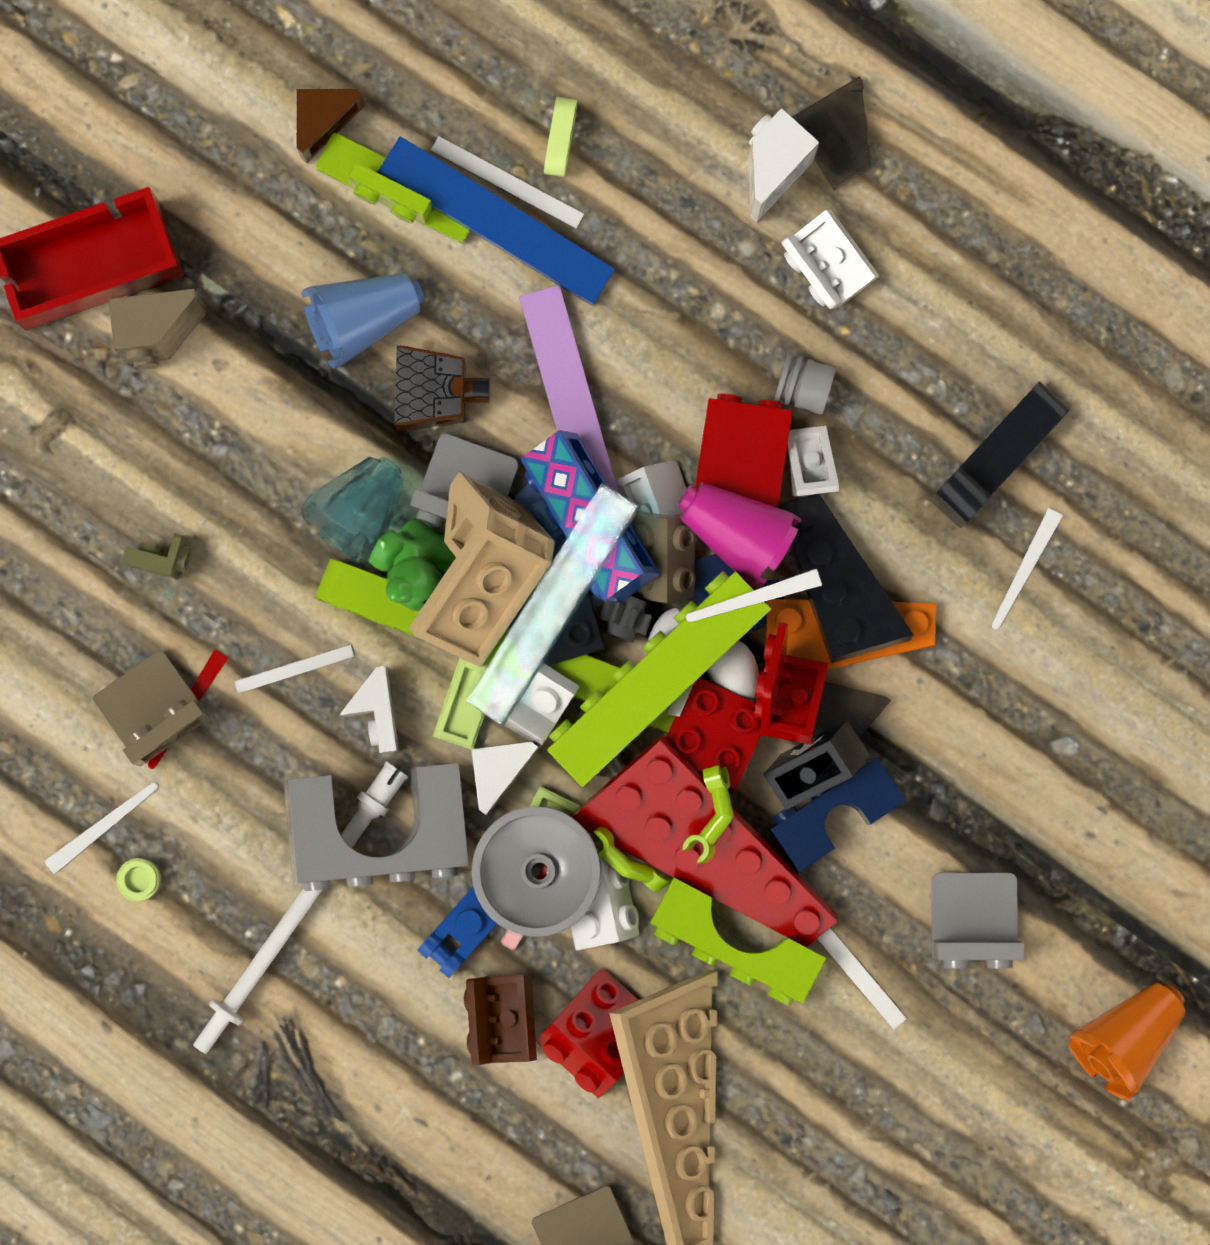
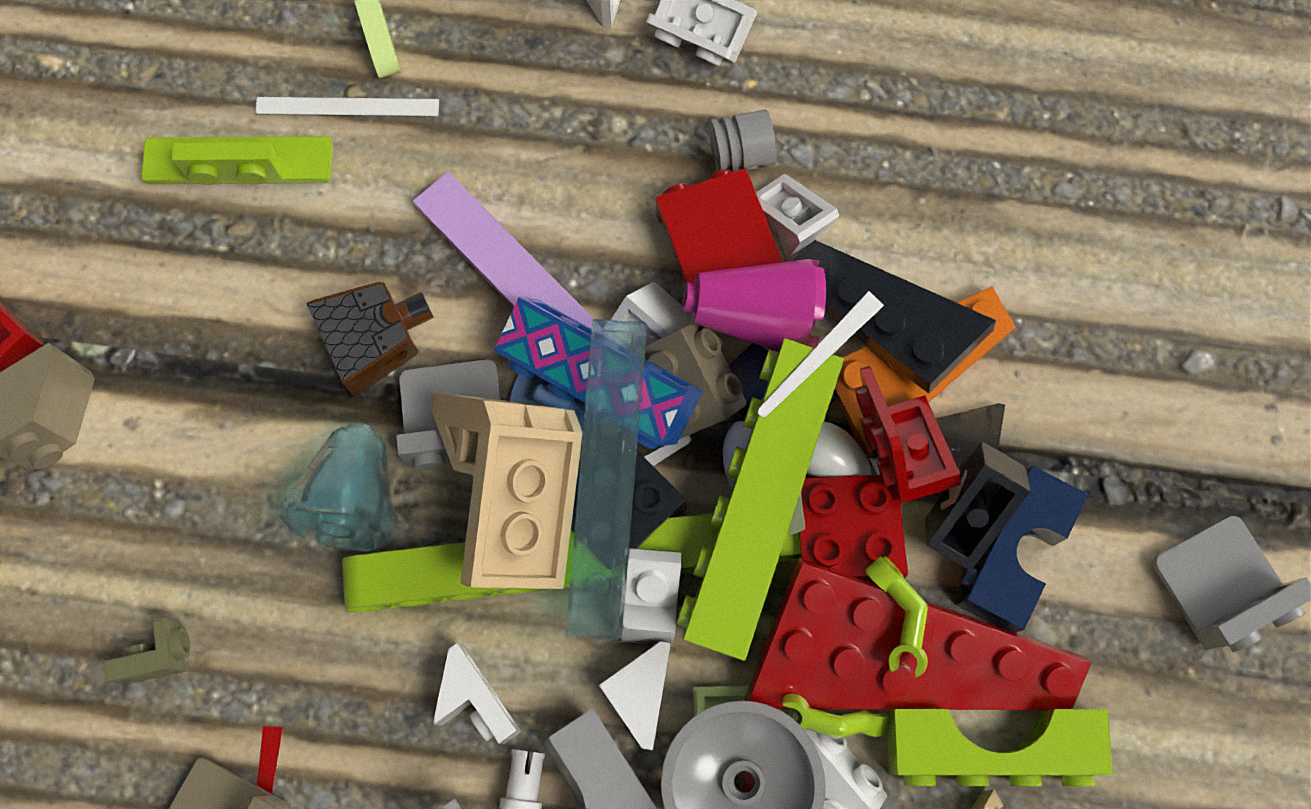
camera: 25 degrees left, 10 degrees down
(294, 669) = (360, 702): white sticker -> none
(322, 114) = (124, 124): reddish brown slope -> none
(359, 313) = (251, 293): medium blue cone -> none
(414, 562) = (430, 515): bright green animal -> none
(459, 720) = (568, 658): yellowish green tile -> none
(497, 221) = (356, 139): blue tile -> none
(625, 618) = (689, 460): dark grey gear -> none
(861, 978) = (1148, 713): white sticker -> none
(999, 455) = (963, 140): black beam -> none
(1034, 551) = (1051, 175): white sticker -> none

